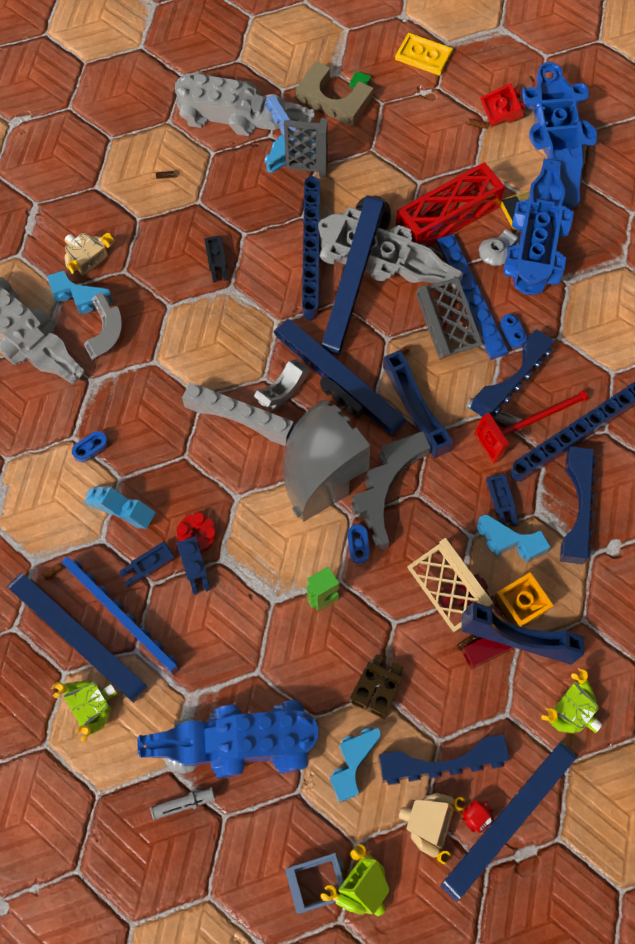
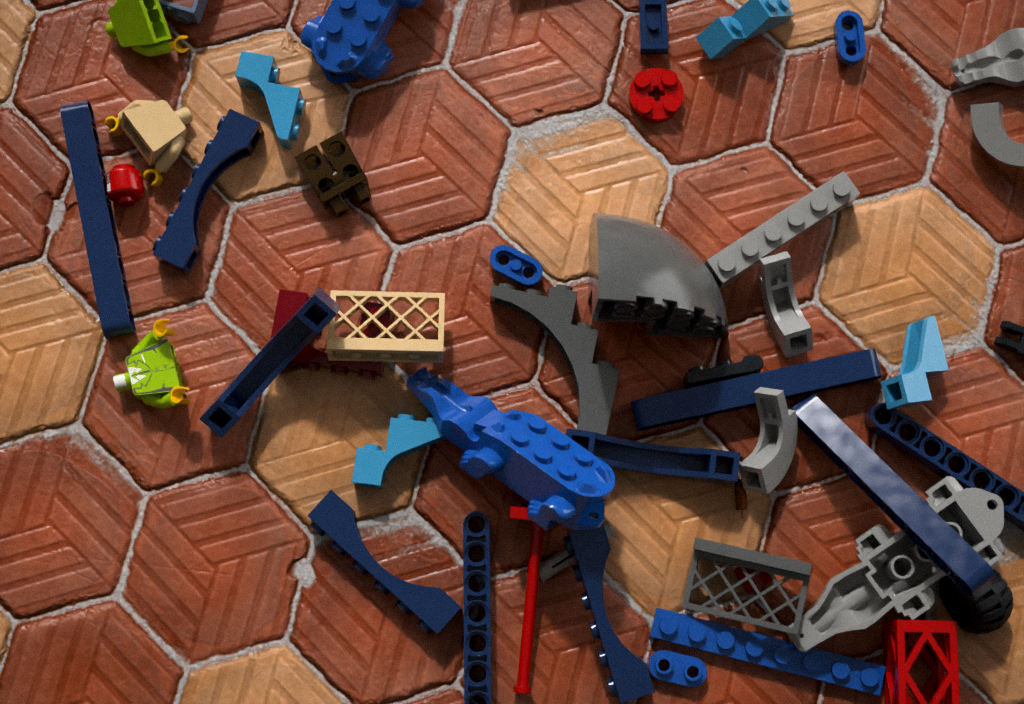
camera: 120 degrees right, 10 degrees up
(193, 563) = (616, 65): dark blue hinge -> none
(265, 303) = (921, 359): none -> dark azure arch
(322, 589) = (481, 174): bright green arch -> none
(365, 347) = (775, 445): none -> light grey arch
(469, 465) = (522, 452): none -> blue animal
(502, 498) = (453, 478): dark blue hinge -> none
(523, 601) = (311, 401): light orange slope -> none

